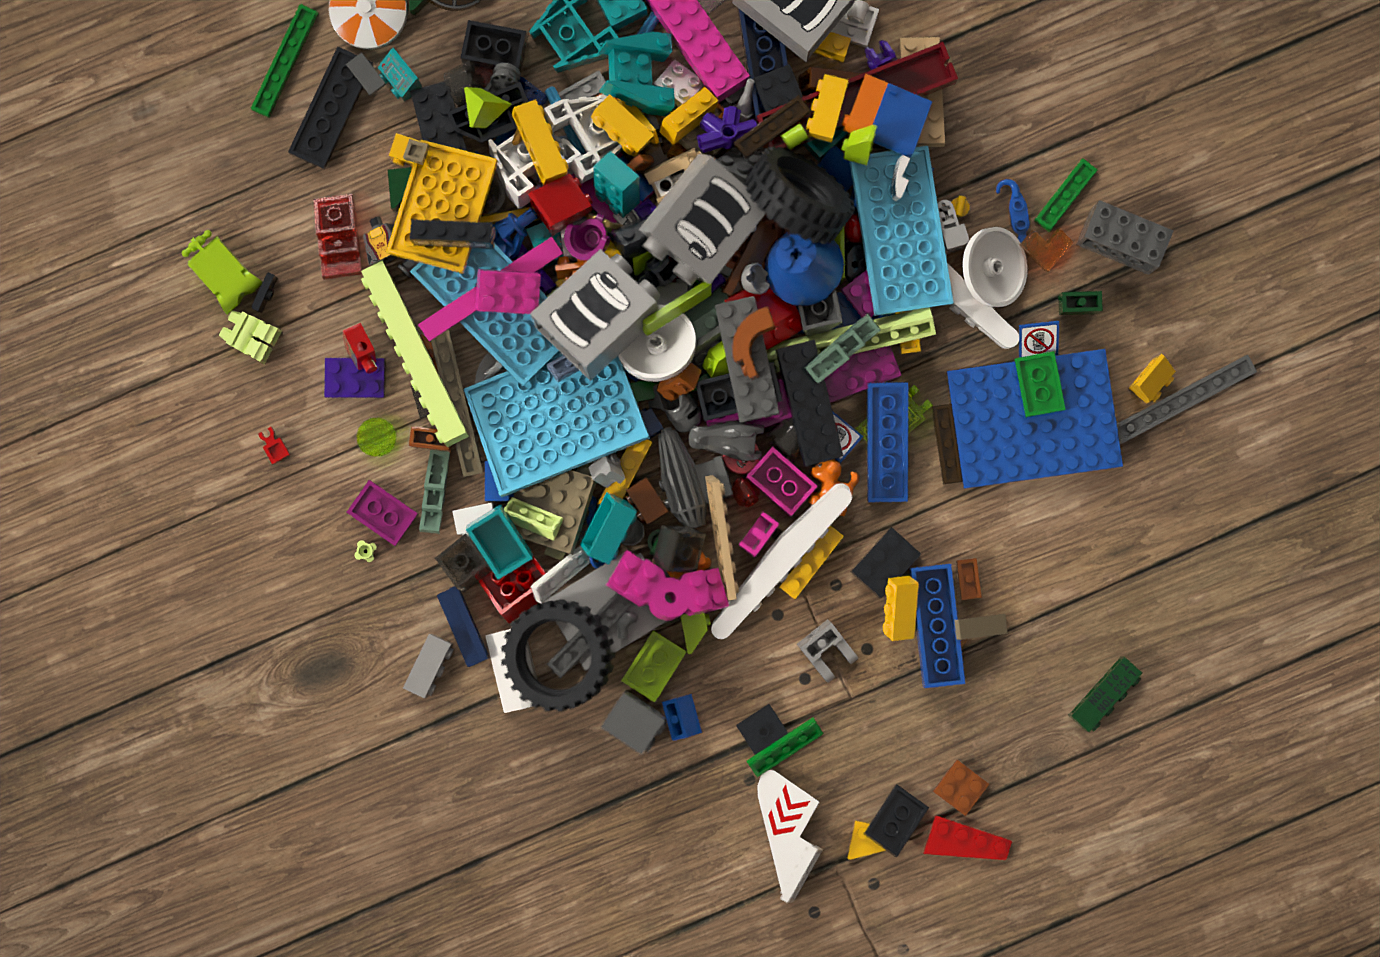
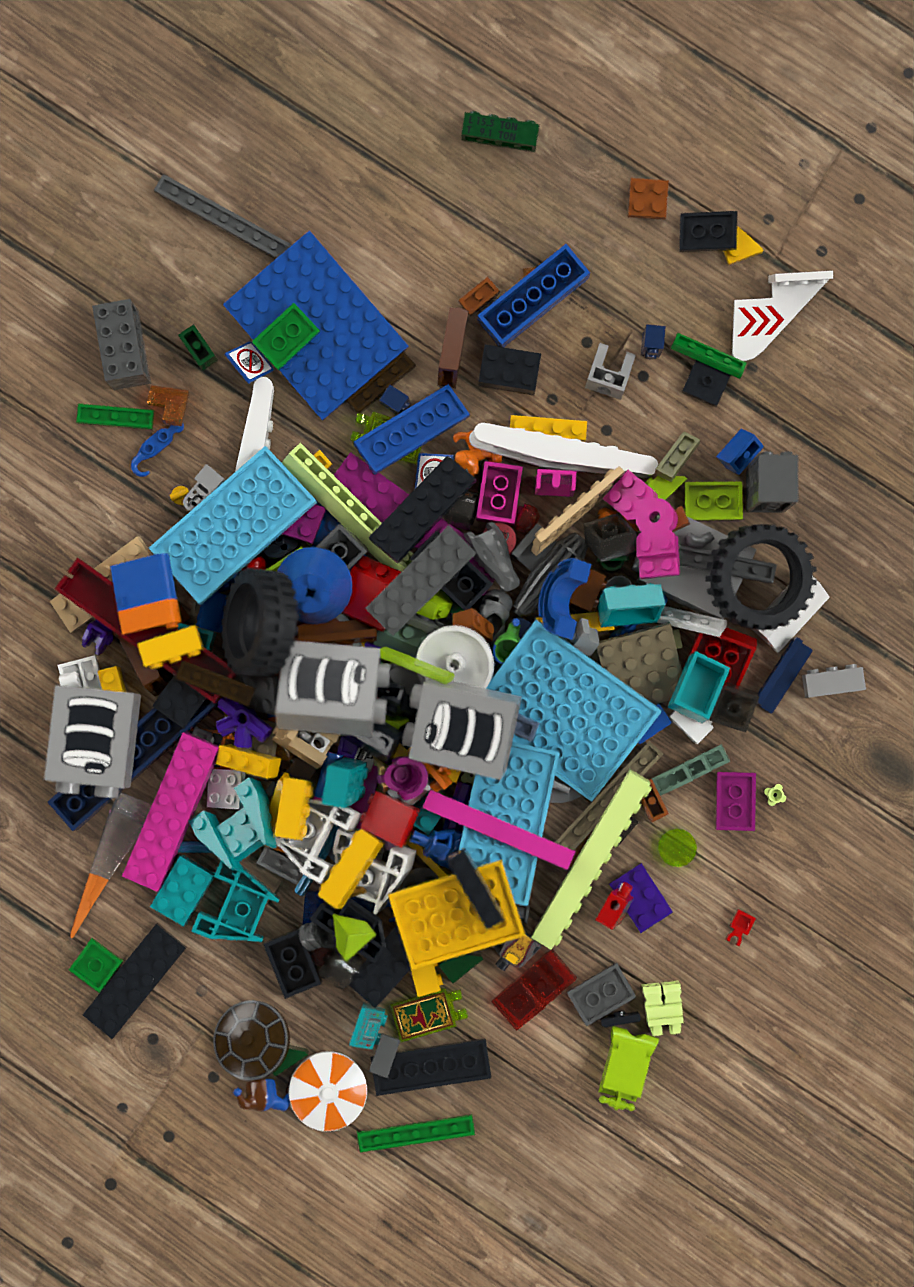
camera: 125 degrees left, 0 degrees up
(295, 290) = (601, 994): none -> dark grey plate
(376, 133) = (426, 1014): none -> tile
(416, 151) = (425, 966): dark tan plate -> none
(507, 291) = (492, 812): dark pink brick -> none
(533, 518) = (661, 673): yellowish green slope -> none
(641, 163) = (313, 775): dark orange plate -> none
(646, 400) = (506, 642): none -> bright green piece
(654, 622) = (682, 519): none -> dark orange tile
(656, 467) = (556, 594): none -> blue brick
(712, 658) = (677, 456): none -> olive plate
(745, 102) = (207, 723): light grey piece -> none
(747, 332) = (404, 591): dark orange arch -> none
(754, 279) = (350, 618): light grey hair -> none
(794, 136) = (212, 659): lime piece -> none
(828, 704) = (652, 341): none -> dark blue brick
(842, 348) = (361, 509): sand green slope -> none
(859, 145) = (185, 600): lime slope -> none
(898, 182) = (197, 549): white slope -> none
(900, 608) = (539, 332): yellow brick -> none
(922, 445) = (395, 400): none -> dark blue brick
(938, 525) = (452, 347): none -> reddish brown slope
(960, 840) = (689, 172): red wing -> none
(980, 626) = (511, 261): dark tan tile -> none
(995, 267) = (213, 433): white dish -> none
(1152, 379) = (222, 251): yellow slope -> none

